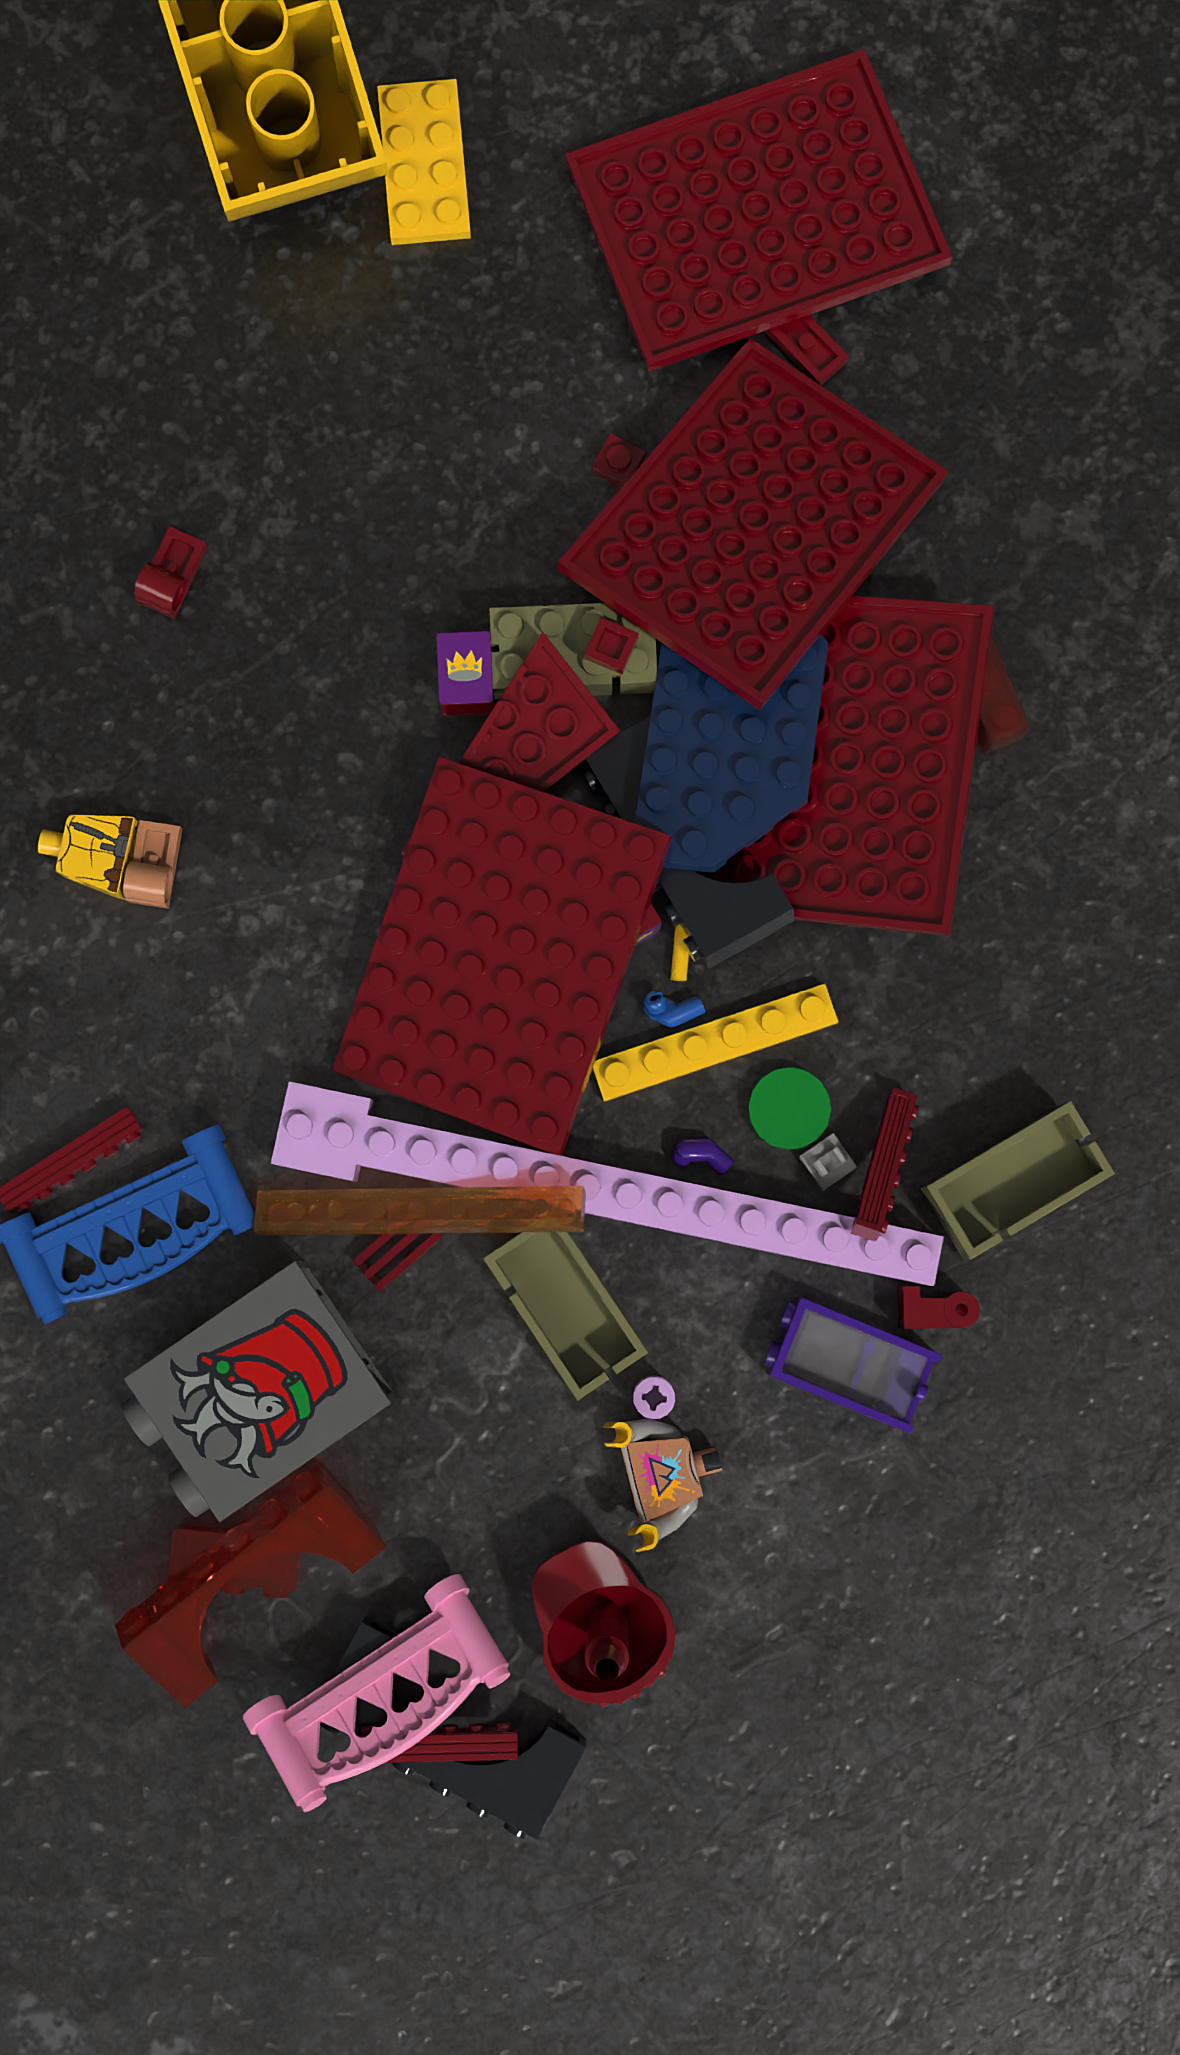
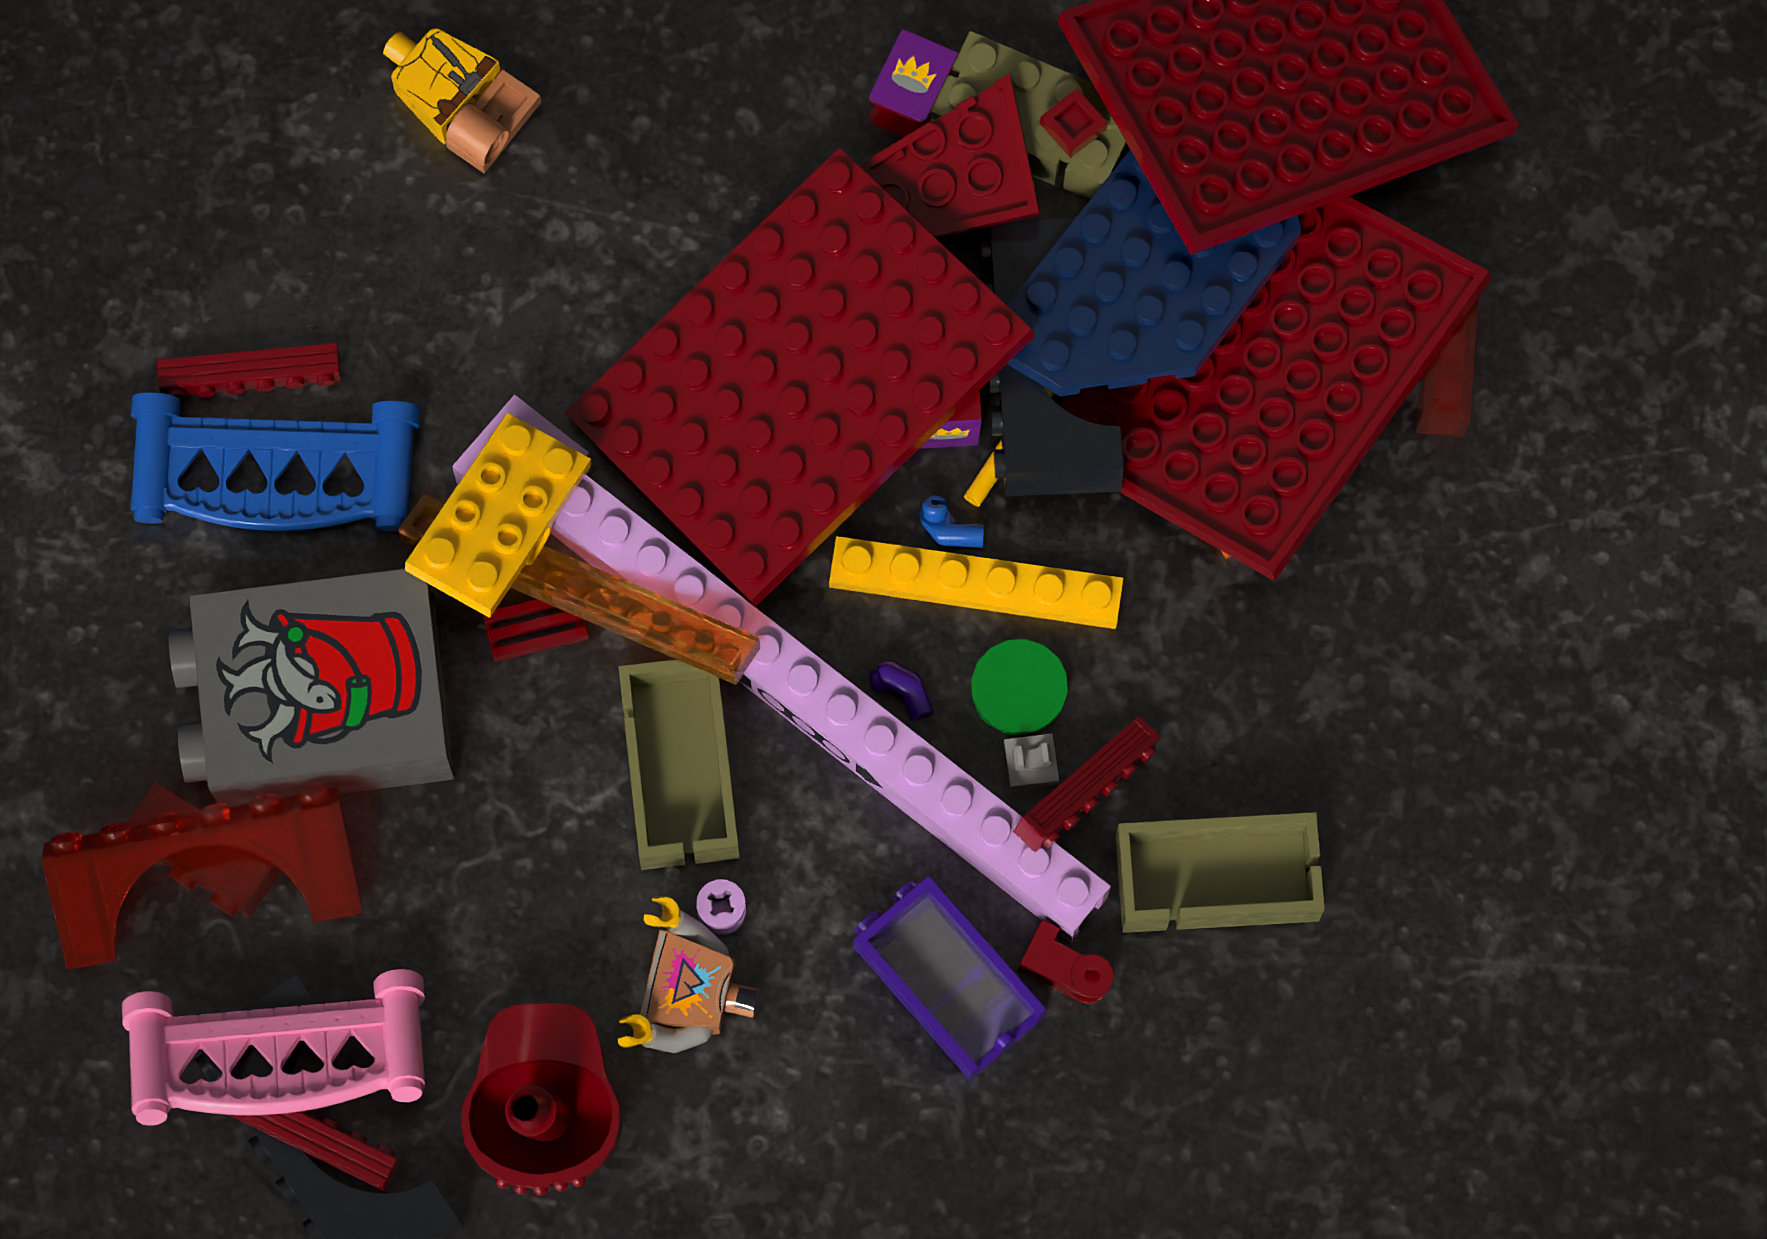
camera: 25 degrees right, 10 degrees down
(329, 1190) = (498, 515): none -> yellow plate

